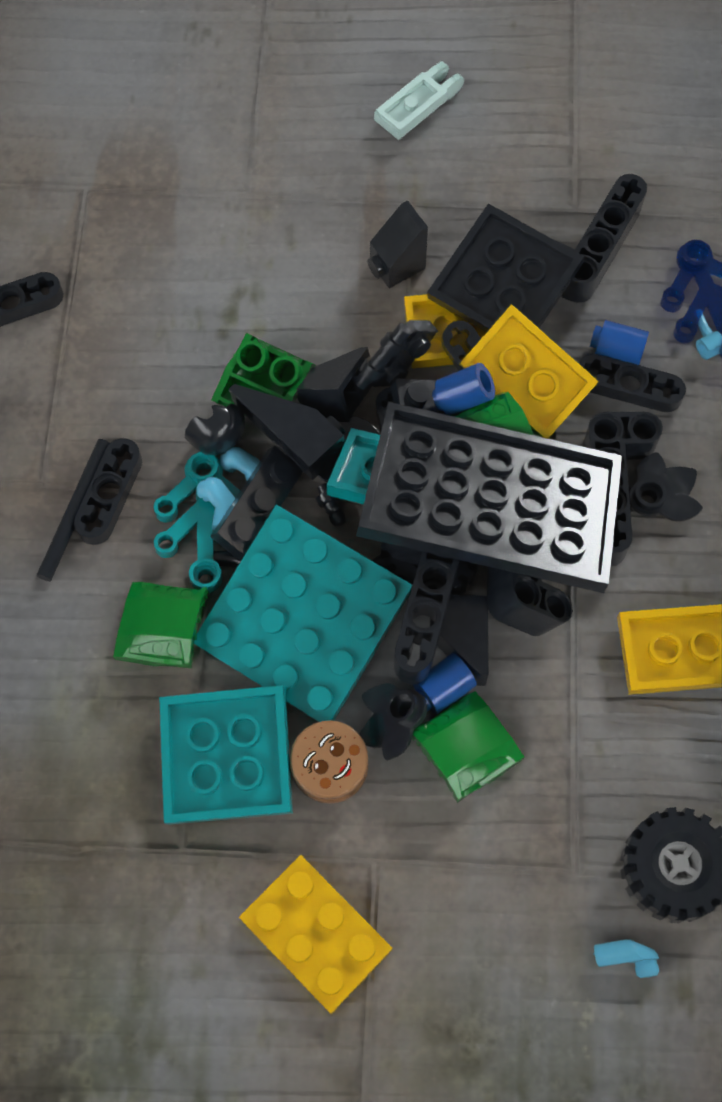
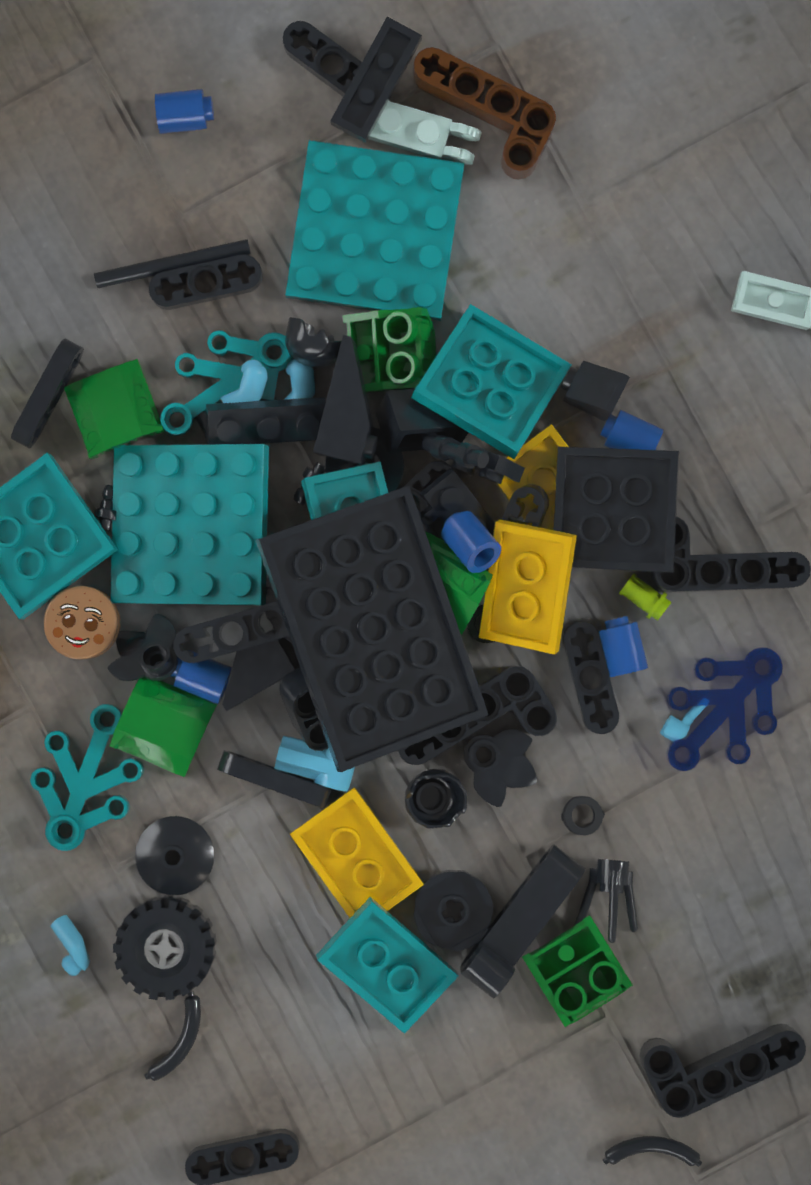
camera: 60 degrees right, 20 degrees up
(46, 268) = (376, 79): none -> black plate
(108, 671) = (47, 393): none -> black beam
(110, 270) = (423, 133): none -> light aqua hinge
(124, 206) = (479, 105): none -> reddish brown beam
(158, 345) = (374, 229): none -> teal plate
(238, 679) = (105, 513): none -> black piece
(340, 315) = (491, 381): none -> teal plate
(444, 245) = (630, 432): none -> blue brick
(477, 852) = (82, 783): none -> teal plant
(571, 676) = (273, 779): none -> black beam
(577, 825) = (194, 849): none -> black dish
(587, 626) = (298, 759): none -> medium azure piece
(594, 305) = (645, 597): none -> lime pin
(667, 549) = (435, 798): none -> black hair

